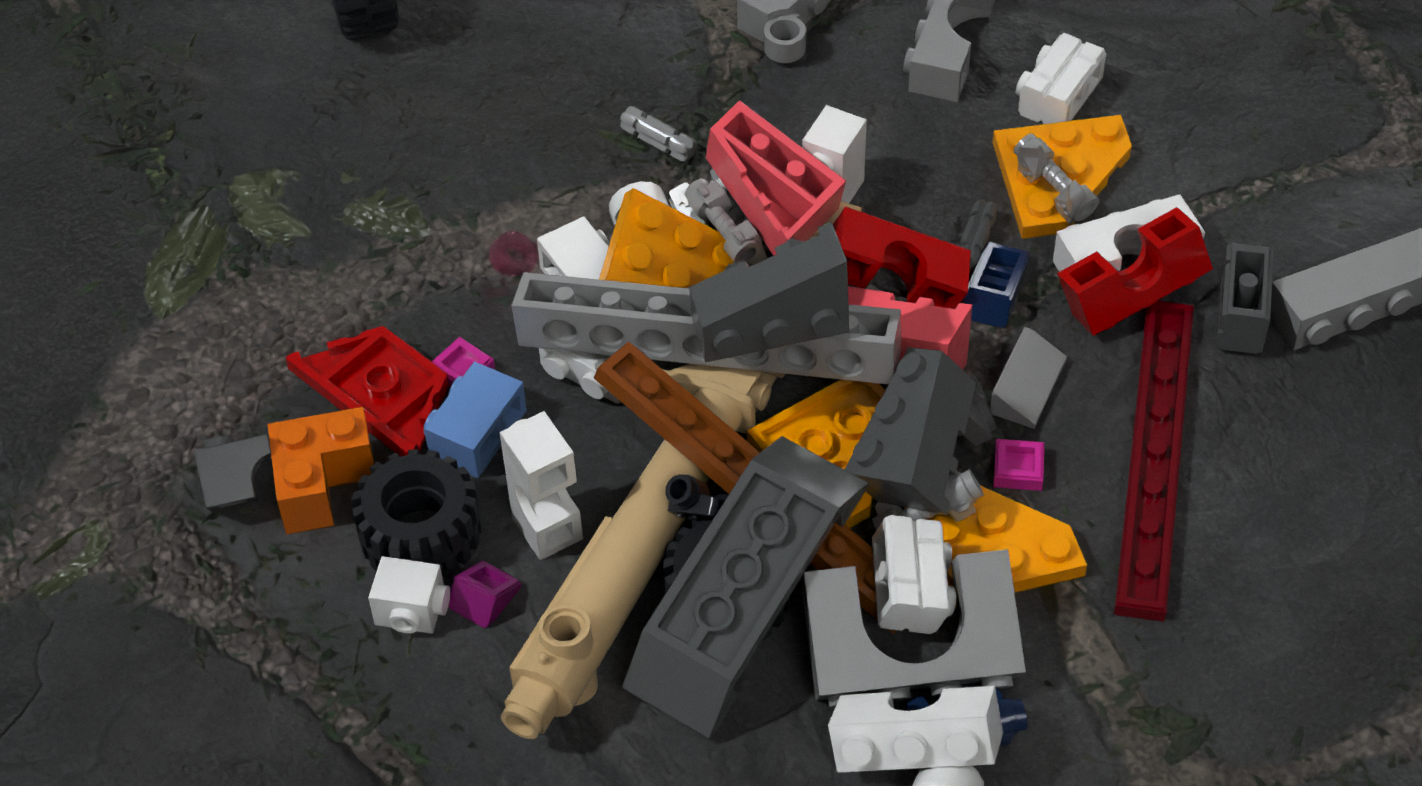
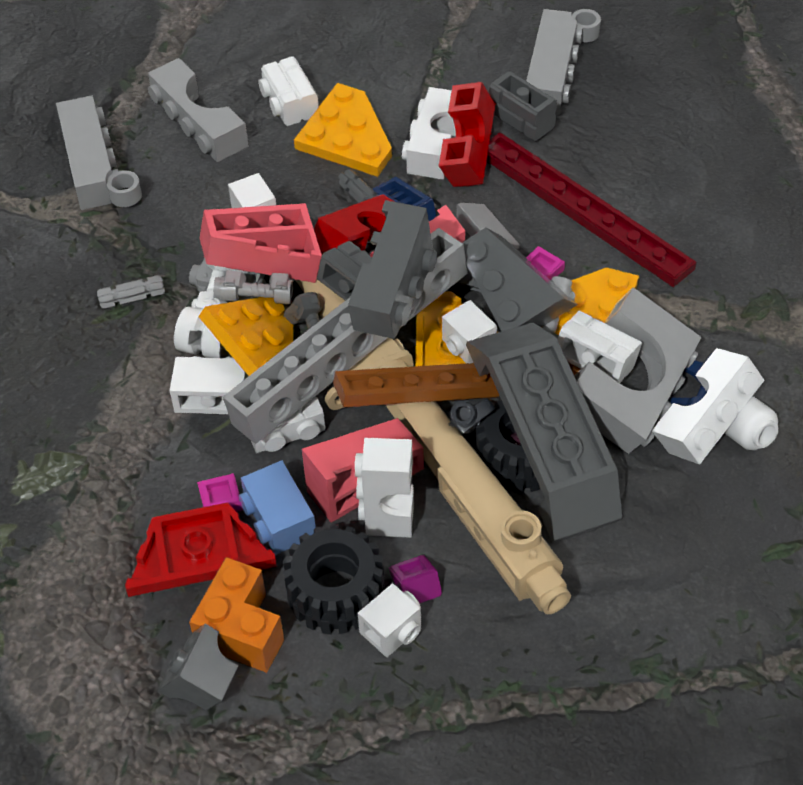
camera: 55 degrees left, 0 degrees up
(503, 263) = (149, 426): clear pink piece -> none
(604, 455) = (331, 466): none -> coral wedge
(830, 432) = (463, 325): none -> white brick
(1036, 160) = (347, 129): light grey piece -> none

